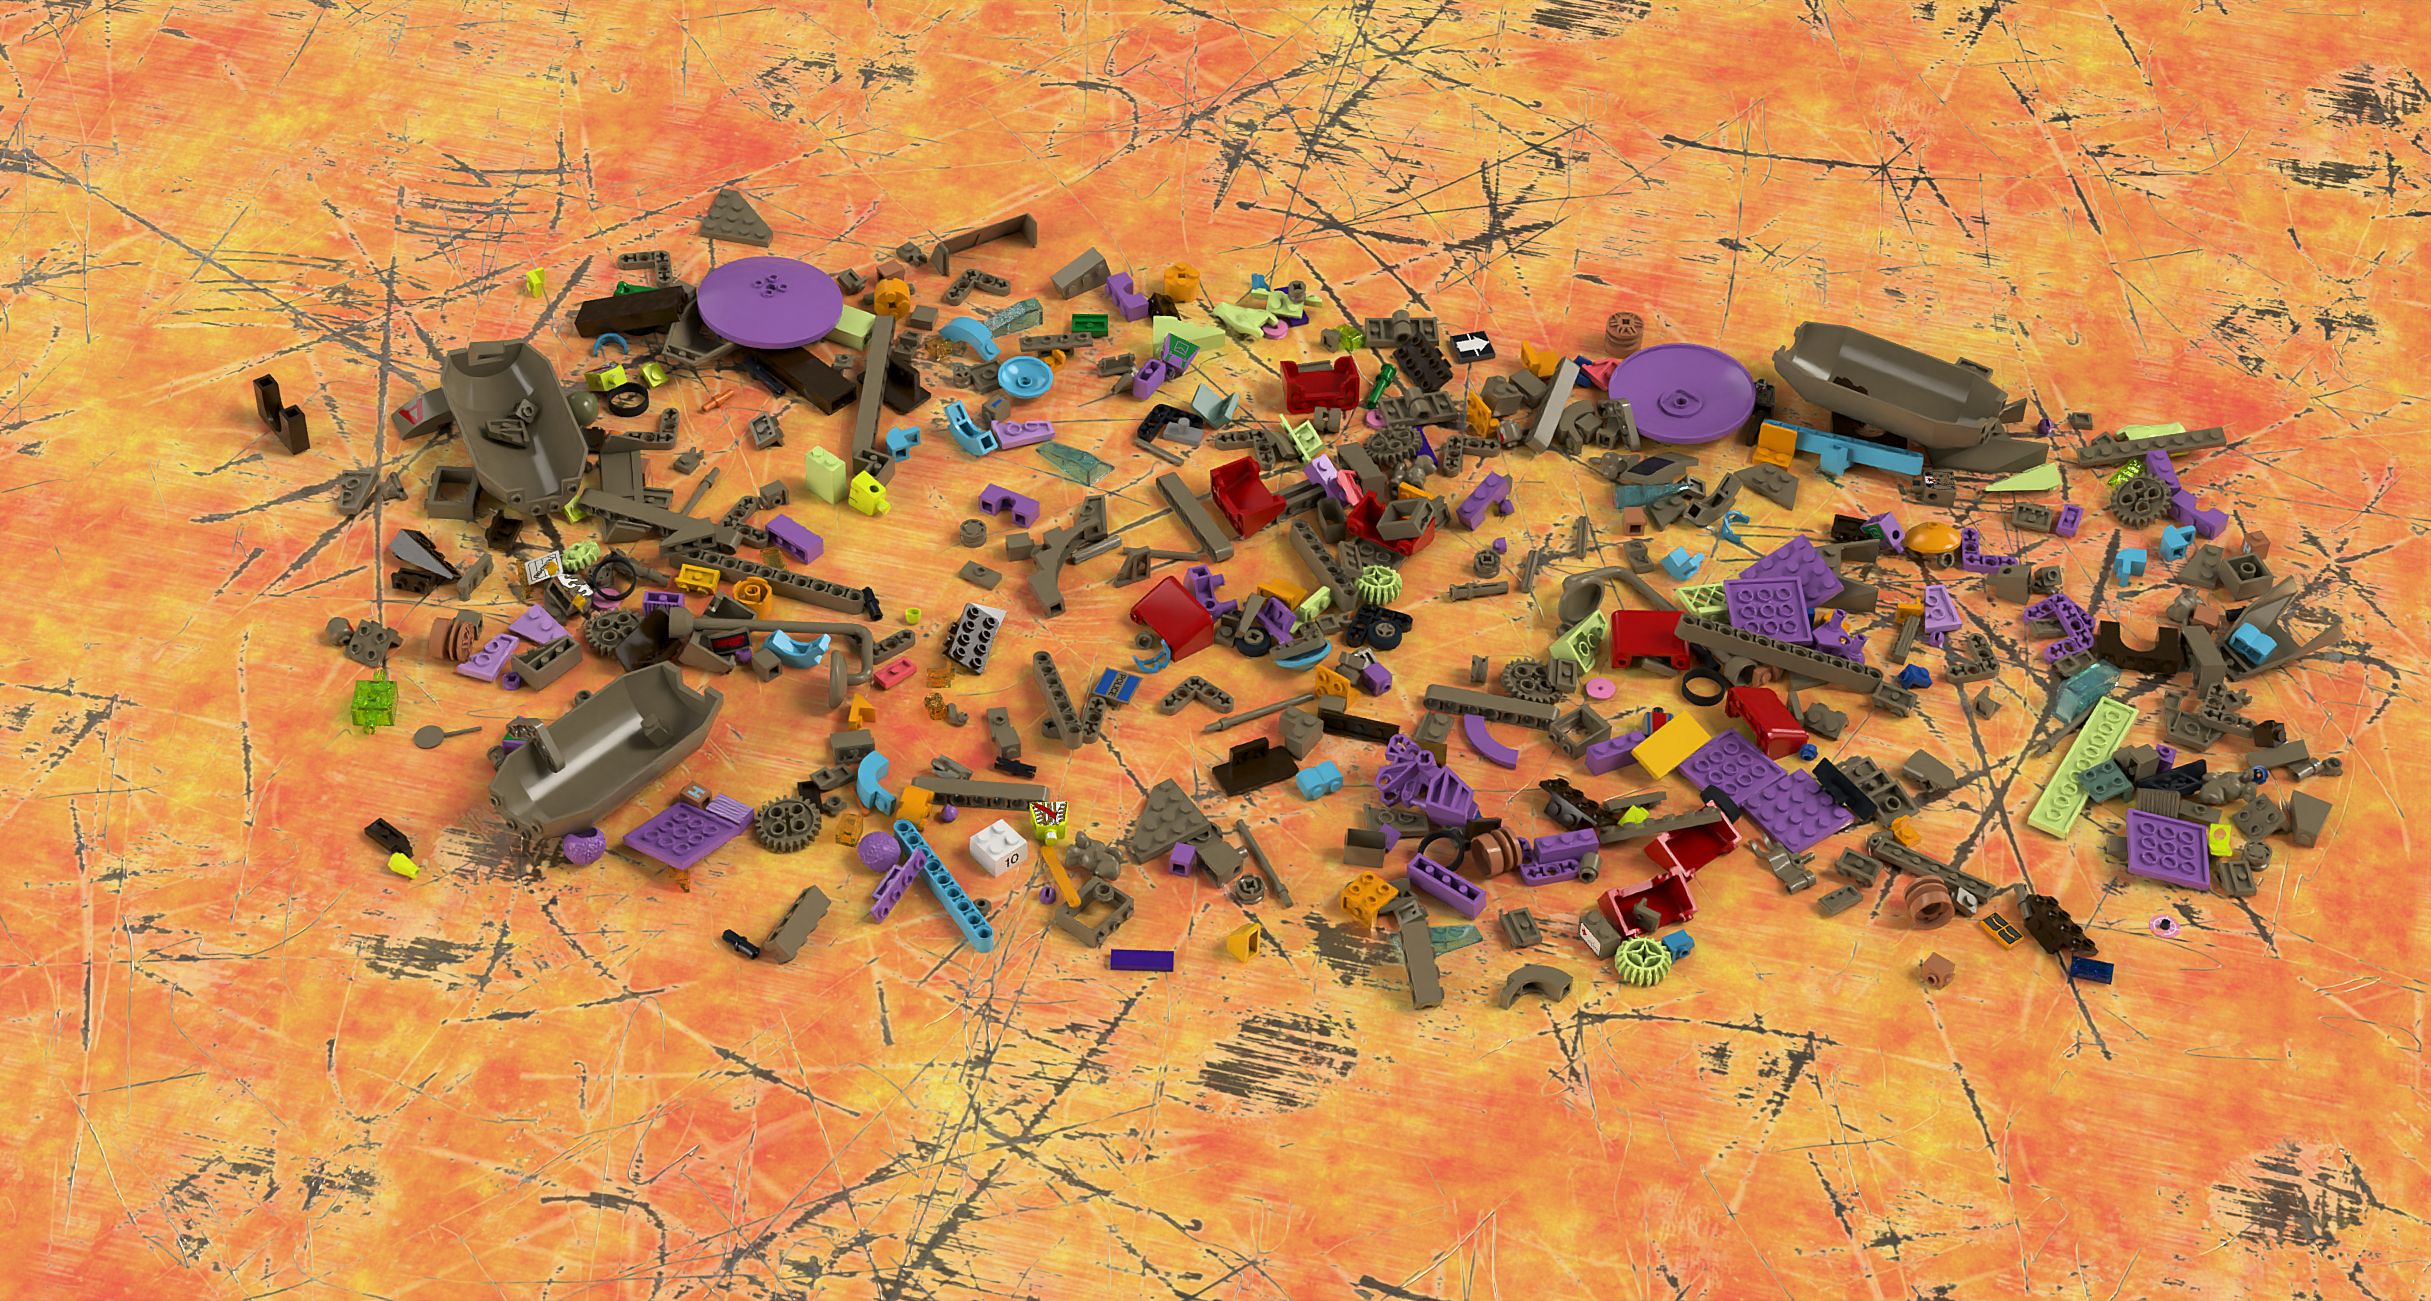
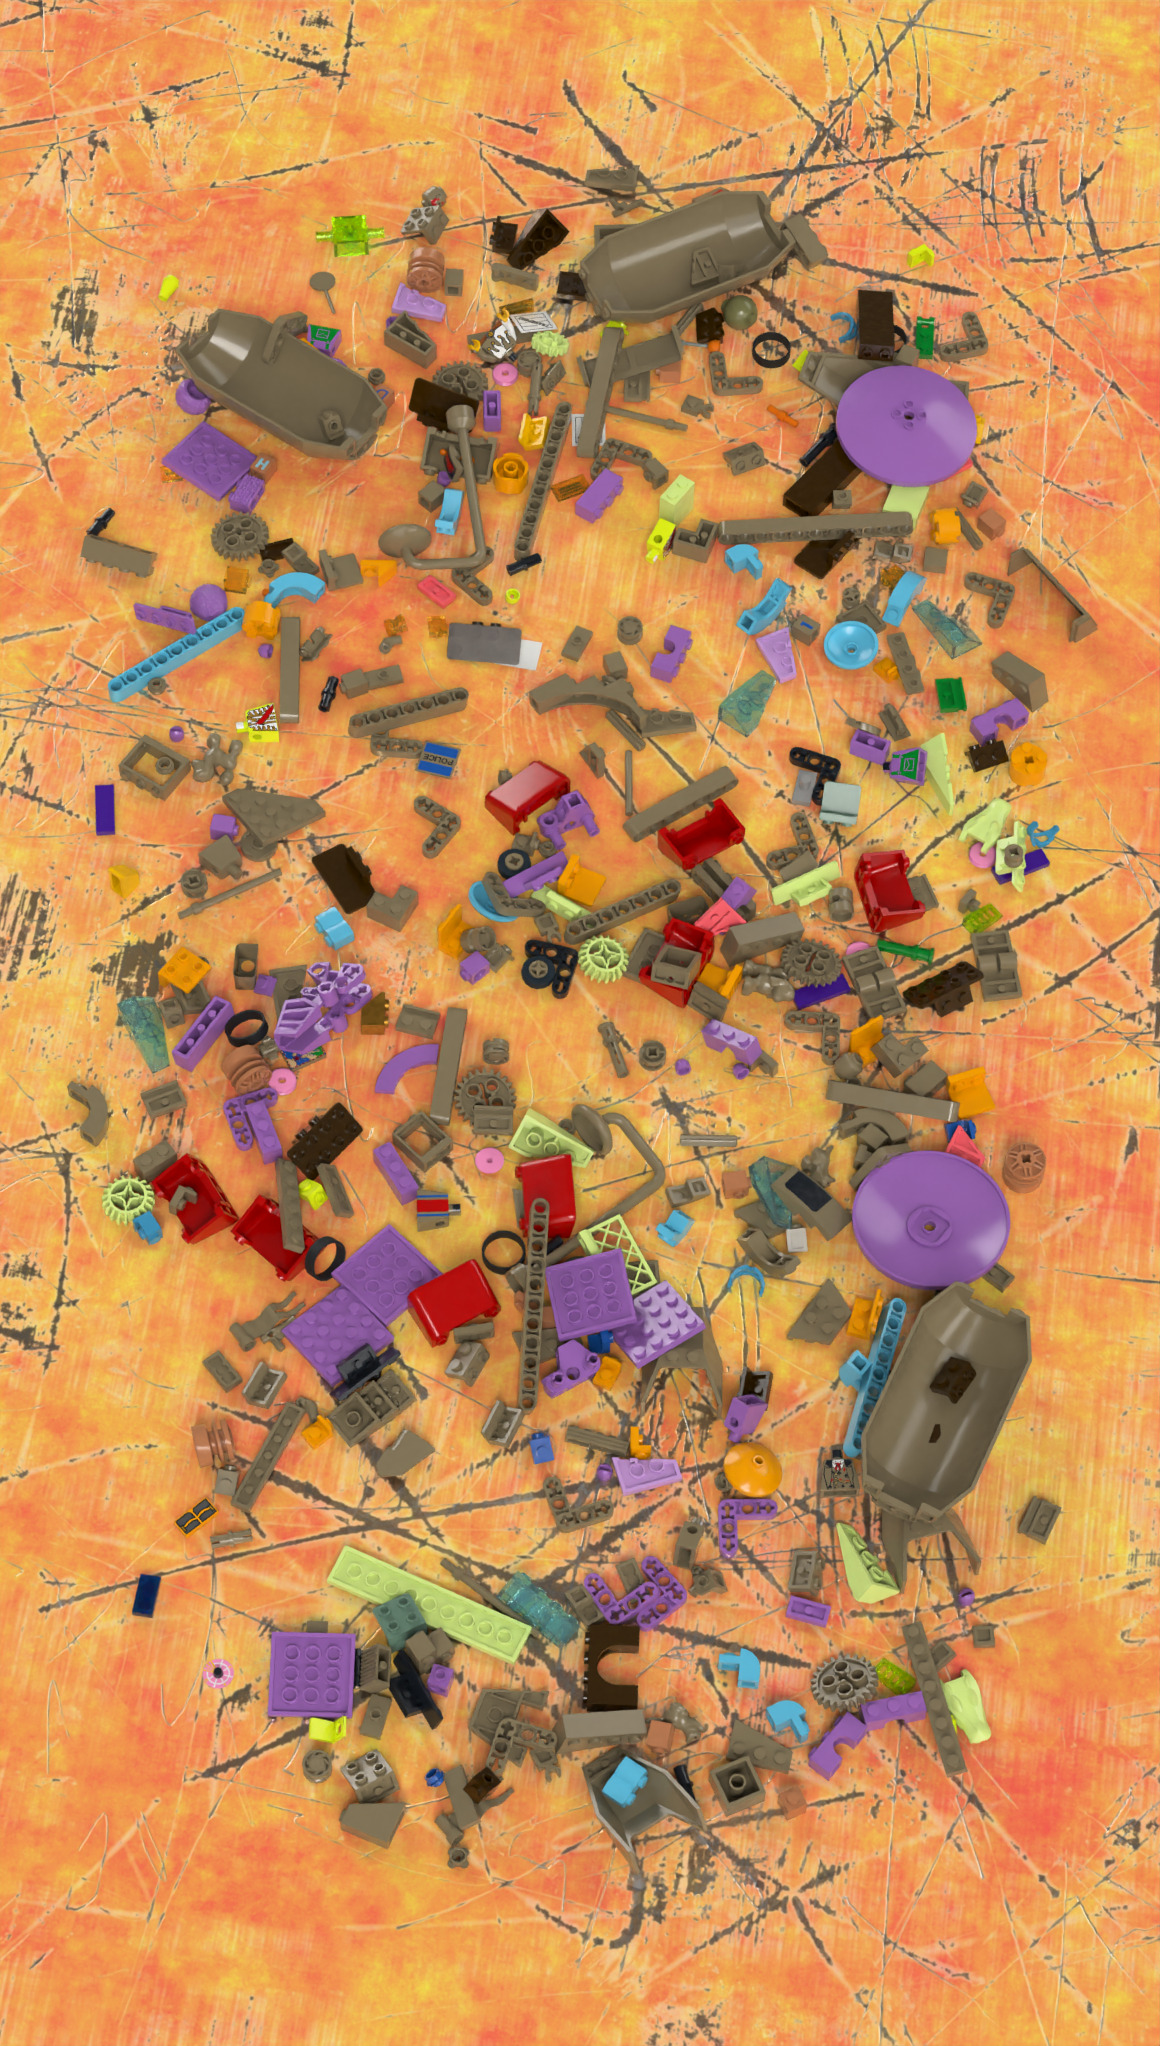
camera: 85 degrees right, 15 degrees up
(286, 423) = (672, 119): dark brown arch -> none
(389, 837) = (198, 274): dark brown hinge -> none
(538, 626) = (456, 334): lavender wing -> none
(609, 376) = (792, 327): neon yellow torso -> none
(617, 597) = (522, 380): black tyre -> none
(690, 538) = (570, 412): dark tan slope -> none
(735, 221) = (1051, 393): dark tan plate -> none
(910, 252) = (1033, 538): dark tan plate -> none
(998, 848) = (223, 689): white brick -> none
(1060, 876) = (190, 737): light orange piece -> none
(1141, 663) = (474, 777): dark azure helmet -> none
(1158, 451) = (774, 771): dark tan bar -> none
(1225, 723) = (404, 851): dark tan bar -> none
(1250, 610) = (538, 851): dark tan piece -> none
(1331, 703) = (428, 932): dark tan panel -> none
(1350, 560) = (621, 928): dark tan plate -> none
(1358, 727) = (406, 956): dark brown tile -> none
(1420, 964) = (95, 1012): dark tan brick -> none
(1472, 347) = (988, 1032): tile -> none
(1479, 826) = (272, 1056): dark brown tile -> none
(1529, 571) = (650, 1094): dark tan axle -> none
(1589, 867) = (244, 1154): dark tan brick -> none
(1671, 745) = (401, 1214): yellow tile -> none
(1754, 429) = (912, 1301): dark brown tile -> none
(1808, 752) = (420, 1345): blue plate -> none
(1937, 971) = (133, 1454): nougat brick -> none
(1985, 706) = (509, 1514): dark tan panel -> none
(2053, 926) = (200, 1568): dark brown bracket -> none
(2228, 787) = (404, 1745): dark tan animal -> none
(2237, 878) = (283, 1744): dark tan plate -> none

